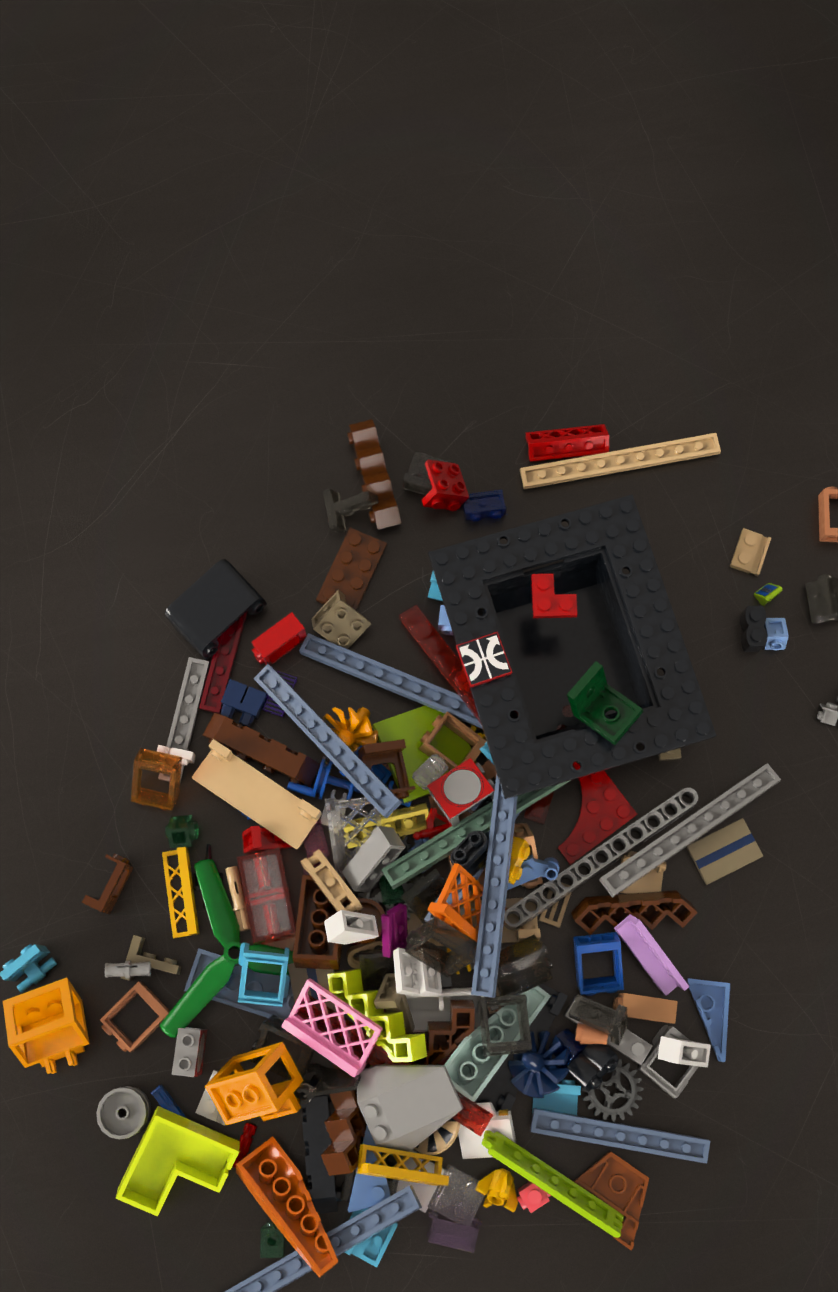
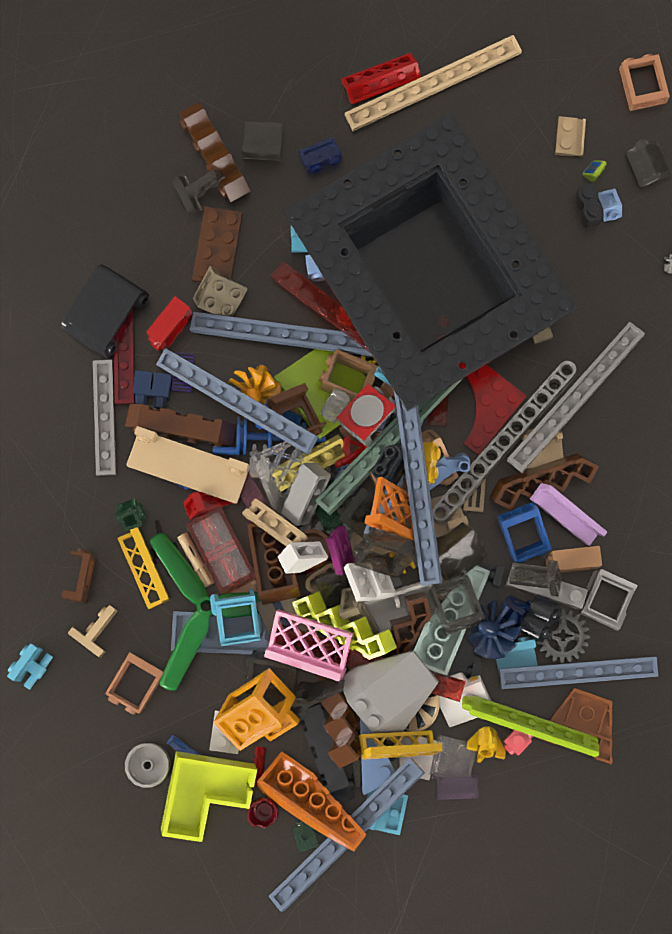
camera: 10 degrees left, 5 degrees up
(48, 1025) = (60, 709): light orange piece -> none
(108, 945) = (94, 631): none -> tan bracket
(127, 969) = (117, 644): light grey pin -> none
(134, 954) = (130, 633): dark tan bracket -> none
(168, 765) = (102, 459): clear orange window -> none
(187, 756) = (110, 449): white plate -> none
(189, 1052) = (190, 699): light grey panel -> none
(233, 1200) = (262, 812): none -> dark red hair
(447, 486) = (284, 147): red bracket -> none
(483, 659) = (357, 293): tile -> none
(547, 603) = (402, 230): red plate -> none
(588, 1035) = (532, 594): nougat cone -> none
(594, 698) = (462, 302): dark green bracket -> none
(684, 1051) = (615, 587): white slope -> none
(713, 1007) = (631, 542): medium blue wing -> none
(724, 851) = (610, 408): dark tan tile -> none

